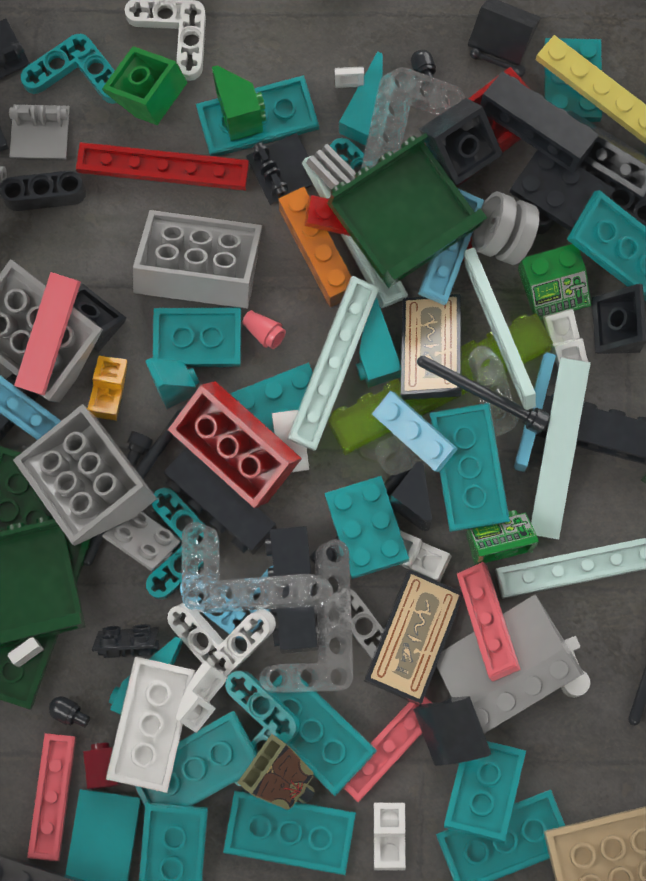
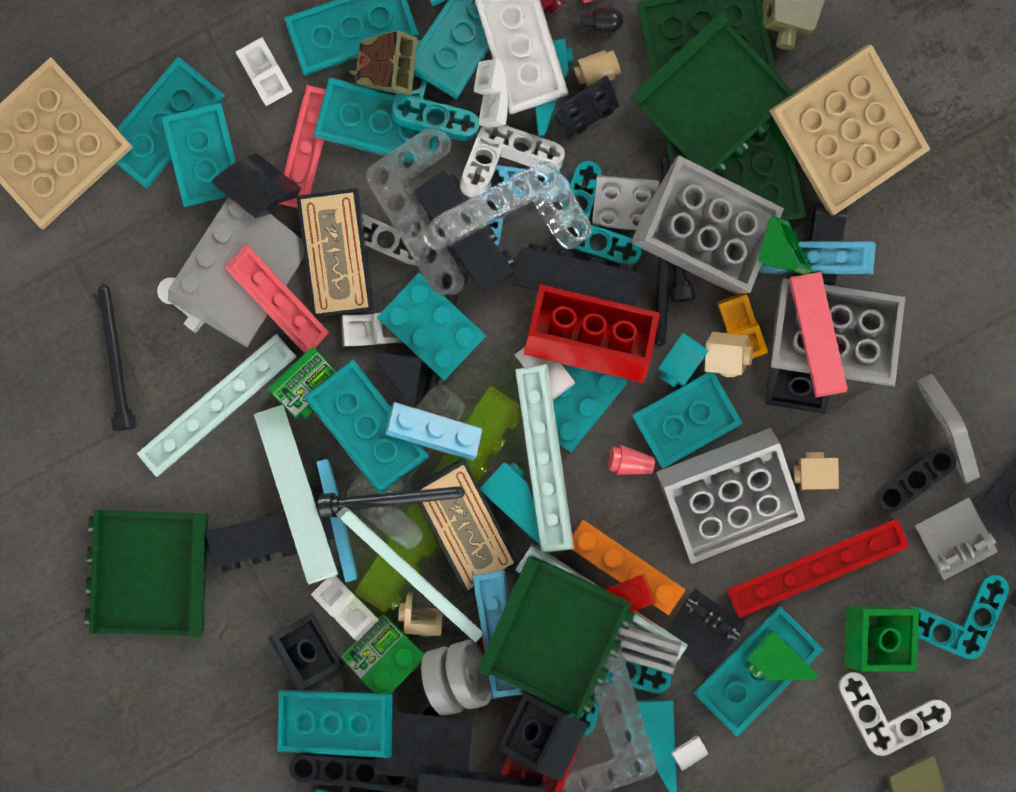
camera: 150 degrees right, 10 degrees up
(25, 652) = (668, 46): white tile -> none
(34, 422) = (782, 248): none -> green slope
(97, 670) = (596, 66): none -> tan brick
(117, 238) = (816, 472): none -> tan brick
(129, 367) = (728, 354): none -> tan brick
(509, 295) = (420, 620): none -> tan bracket

